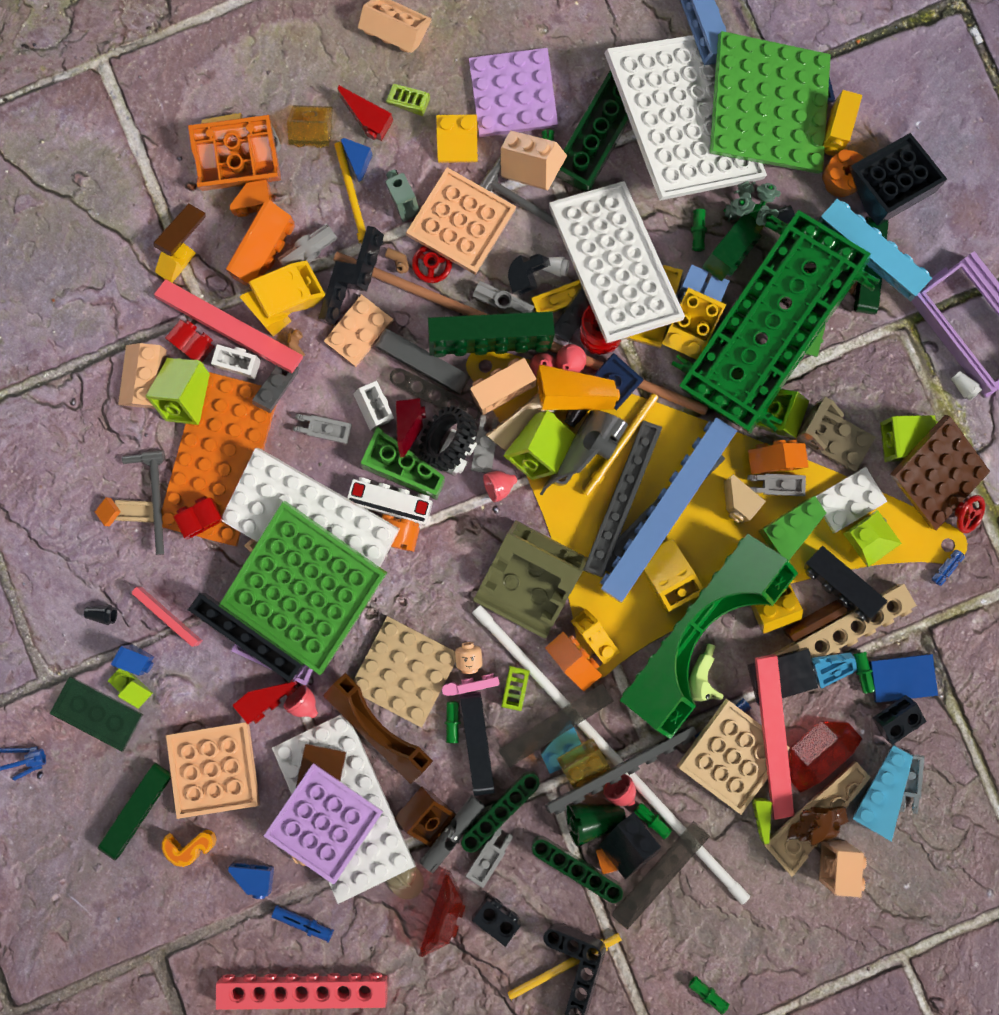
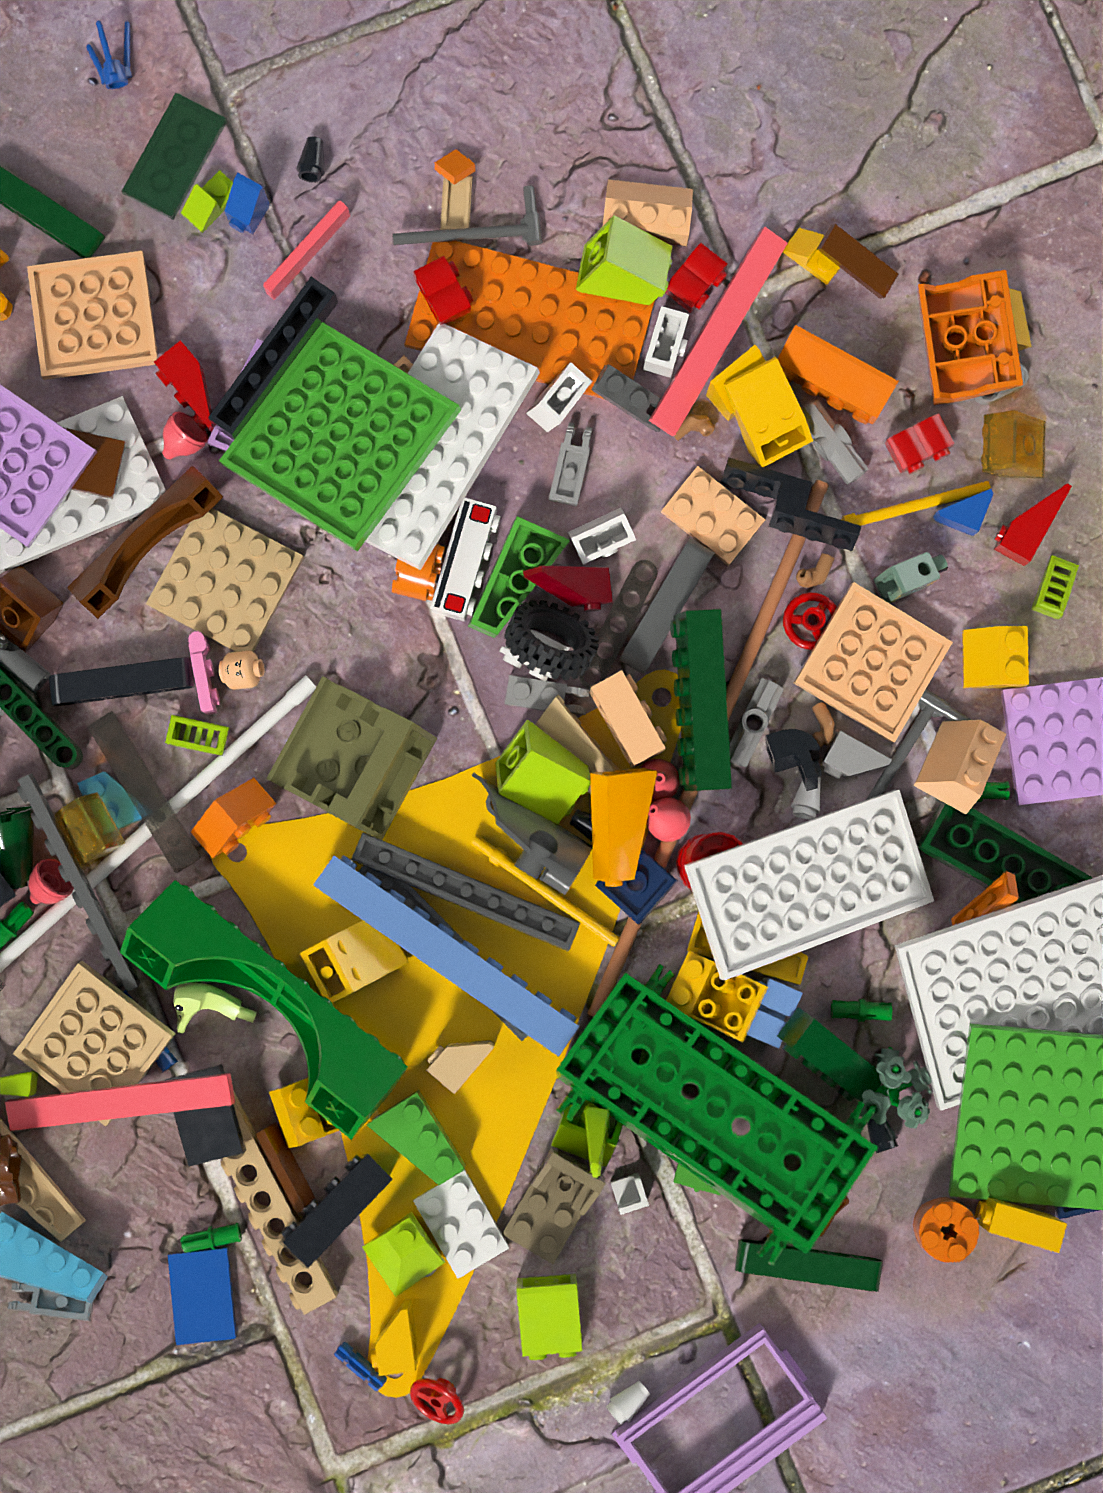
camera: 85 degrees right, 0 degrees up
(251, 198) = (904, 363): orange slope -> none
(275, 436) = (559, 397): none -> white slope
(308, 188) = (920, 443): none -> red brick
(452, 722) = (151, 647): green axle -> none
(498, 484) = (487, 714): coral helmet -> none
(503, 252) = (826, 723): none -> medium nougat arm
(527, 236) = (851, 757): none -> light grey slope
(556, 298) = (758, 801): yellow plate -> none
(572, 316) = (727, 818): black plate -> none
(595, 636) = (268, 849): yellow bracket -> none
(625, 137) = (995, 897): none -> orange tile
(778, 457) = (522, 1118): orange brick -> none
(780, 484) = (483, 1120): light grey hinge -> none
(786, 403) = (597, 1128): none -> lime slope
(821, 752) = (98, 1172): clear red wedge -> none
(826, 384) = (629, 1193): none -> white panel
(833, 668) = (217, 1191): dark azure wing -> none
(885, 257) = (827, 1266): medium azure brick -> none
(896, 178) = (936, 1302): black slope -> none
(899, 719) = (141, 1285): black brick -> none
(934, 542) = (397, 1343): none -> yellow slope
(940, 472) = (497, 1355): reddish brown plate -> none

